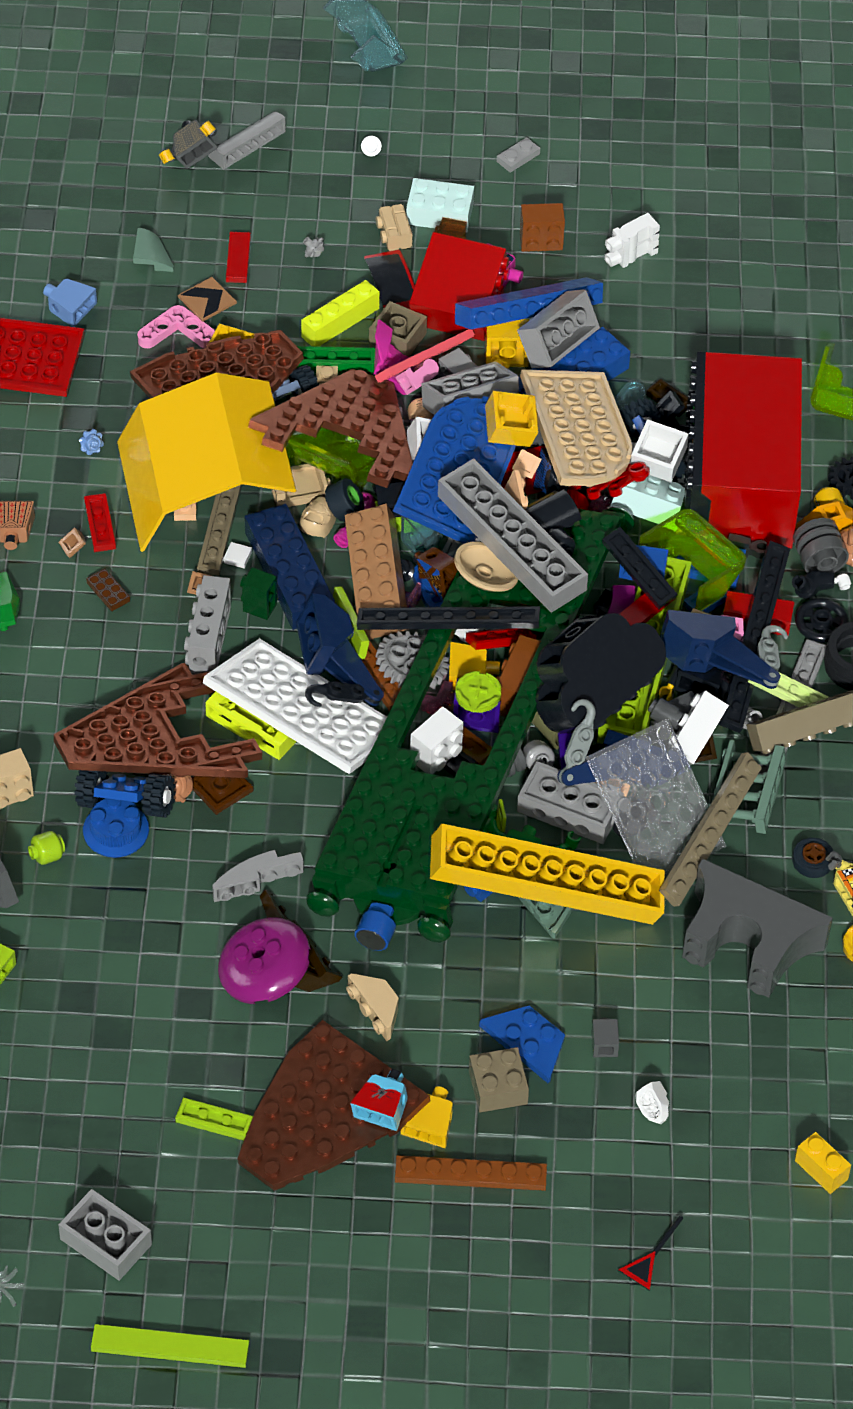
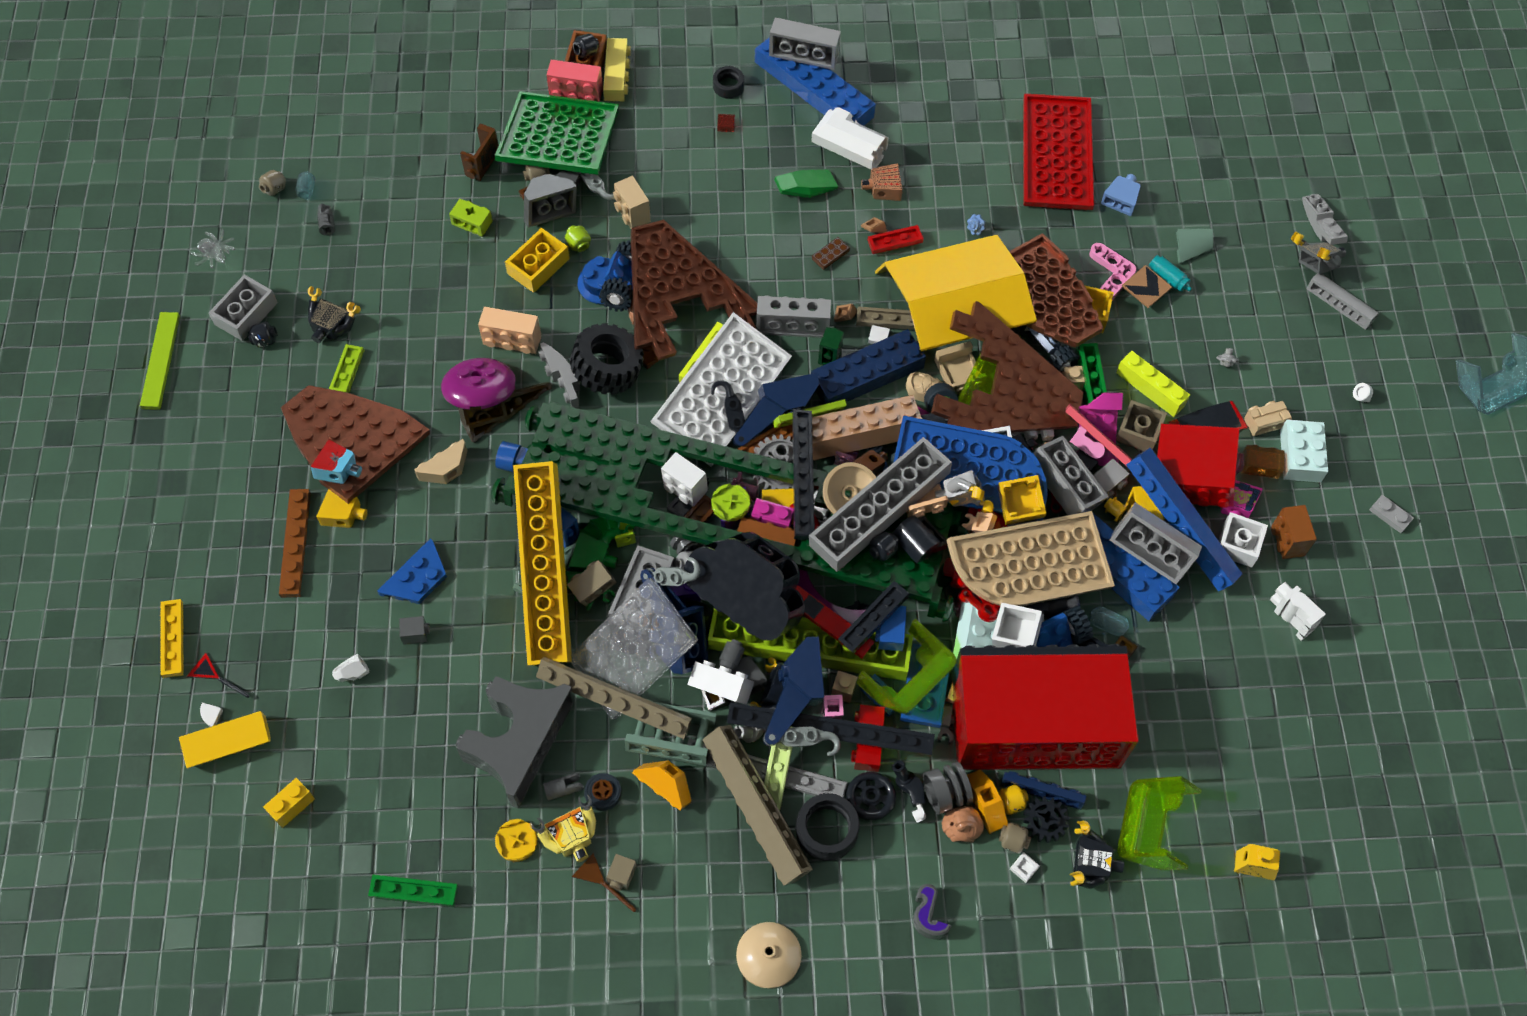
camera: 85 degrees right, 10 degrees up
(78, 890) = (537, 260): none -> yellow brick
(136, 1132) = (328, 318): none -> black torso
(139, 136) = (1322, 220): none -> light grey slope
(150, 1213) = (262, 334): none -> black head
(189, 920) = (510, 330): none -> light nougat brick
(190, 276) = (1170, 273): none -> teal piece
(238, 257) = (1204, 306): red tile -> none
(251, 814) = (603, 376): none -> black tyre
(493, 655) = (772, 513): none -> dark pink brick
(498, 1079) = (372, 553): dark tan brick -> none
(502, 454) = (965, 489): none -> light grey torso
(545, 267) = (1242, 538): none -> white brick
(562, 834) = (591, 582): none -> dark tan brick
(599, 1303) = (172, 638): none -> yellow plate
(703, 1258) = (210, 714): none -> white tile
(742, 1234) = (225, 739): none -> yellow brick
(802, 796) = (666, 781): none -> light orange slope
(807, 895) = (557, 788): none -> dark grey hinge
(821, 472) = (1036, 788): none -> dark blue plate

